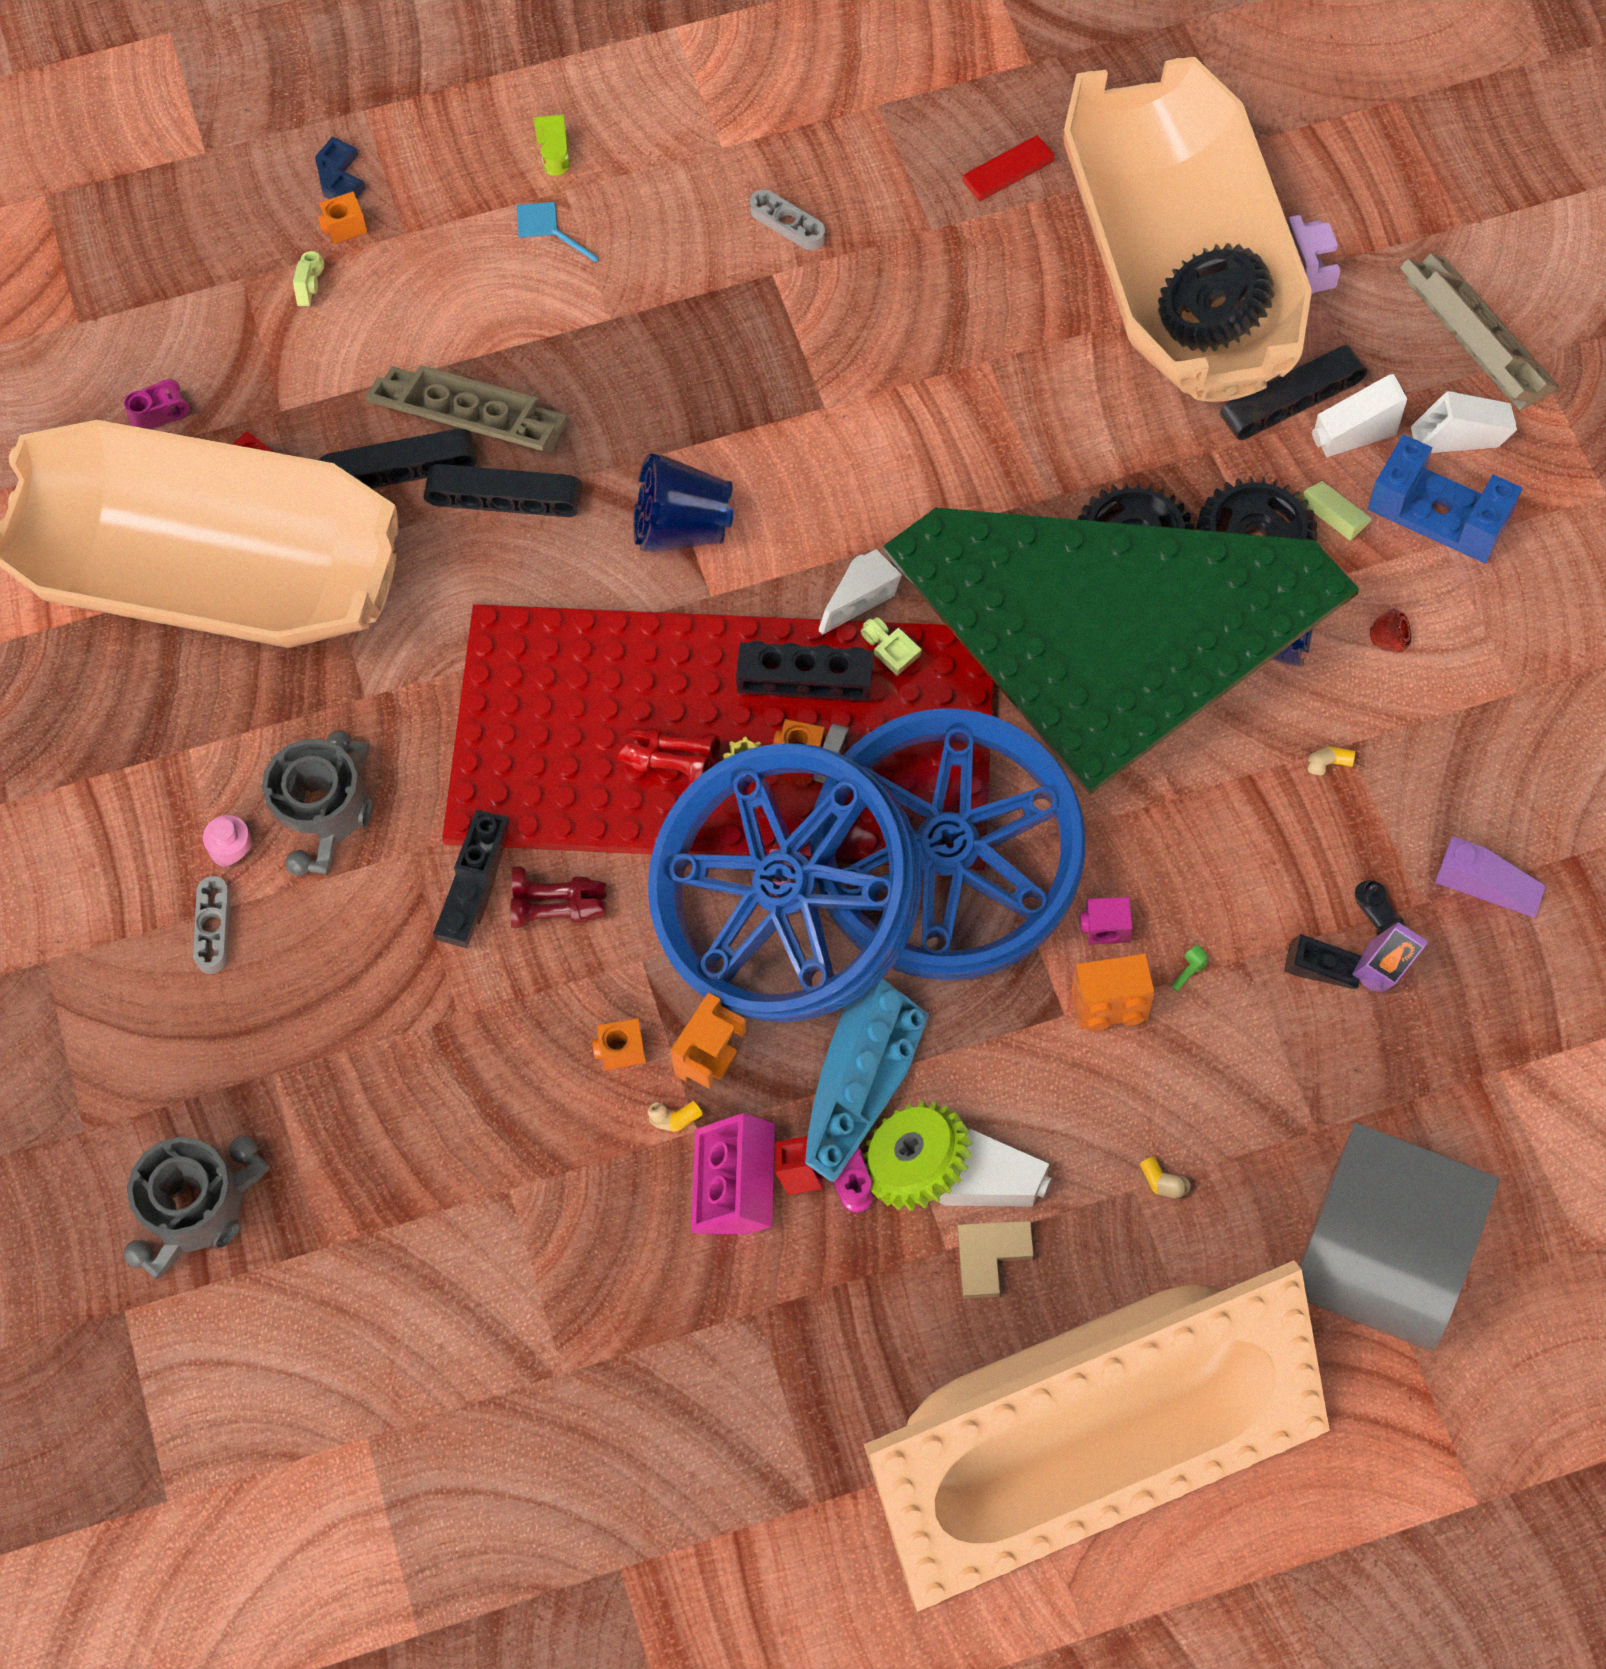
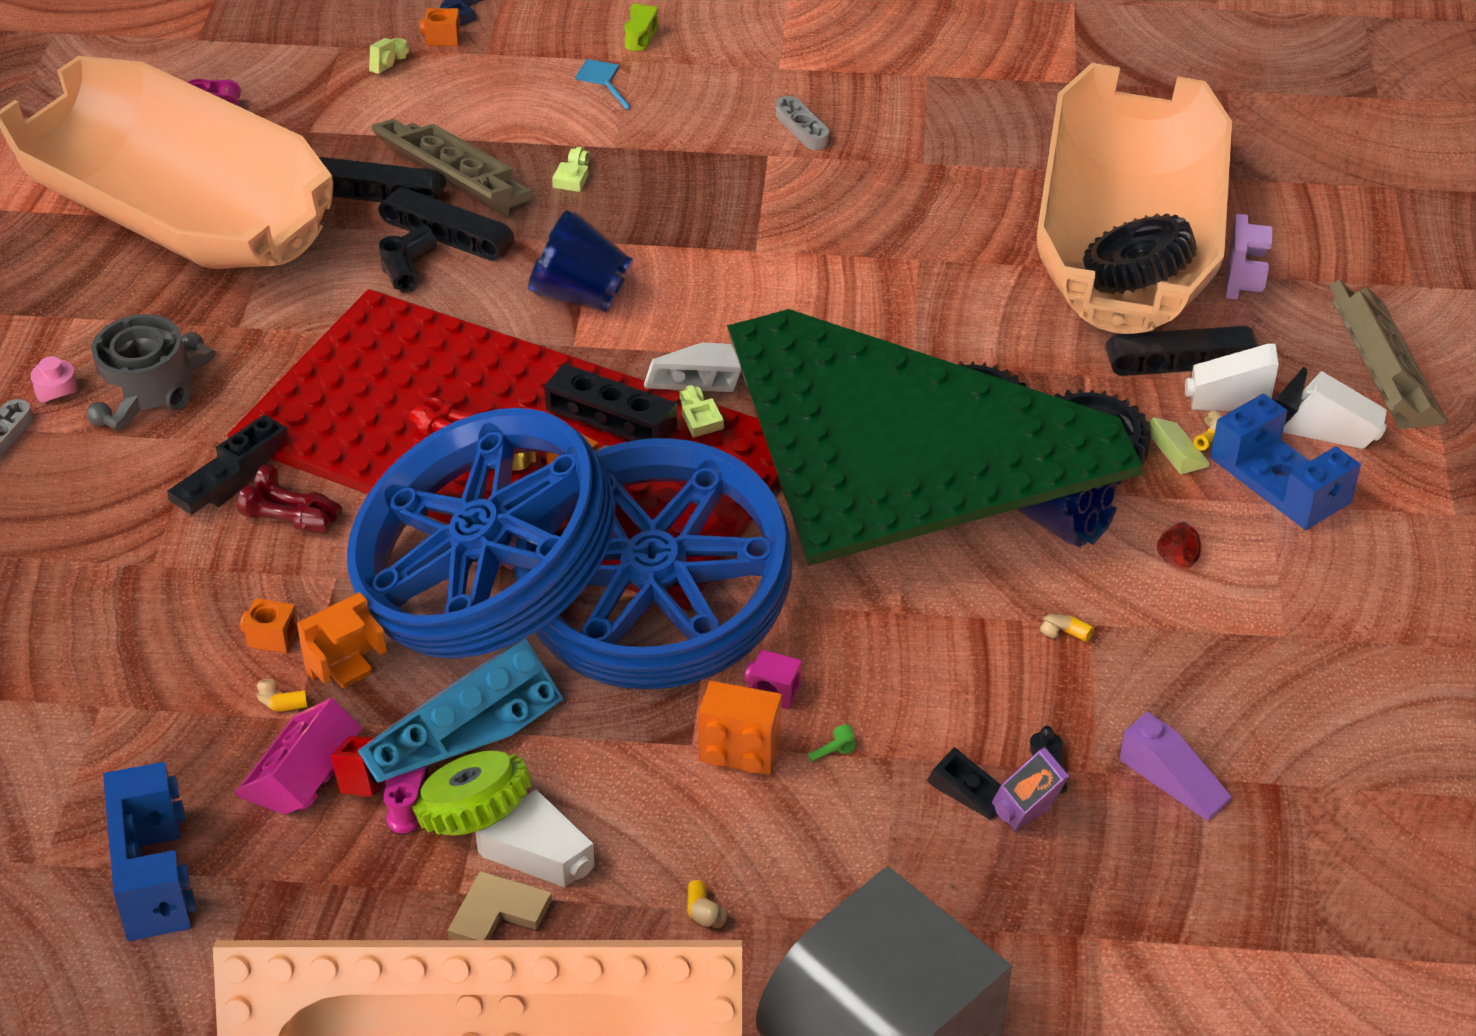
camera: 20 degrees right, 20 degrees down
(484, 539) = (399, 252): none -> black piece
(589, 375) = (574, 173): none -> yellowish green plate
(627, 1296) = (153, 886): none -> blue plate
(1008, 168) = (1011, 139): red tile -> none
(1361, 486) = (1205, 439): none -> yellow arm
(1416, 416) = (1291, 395): none -> black slope

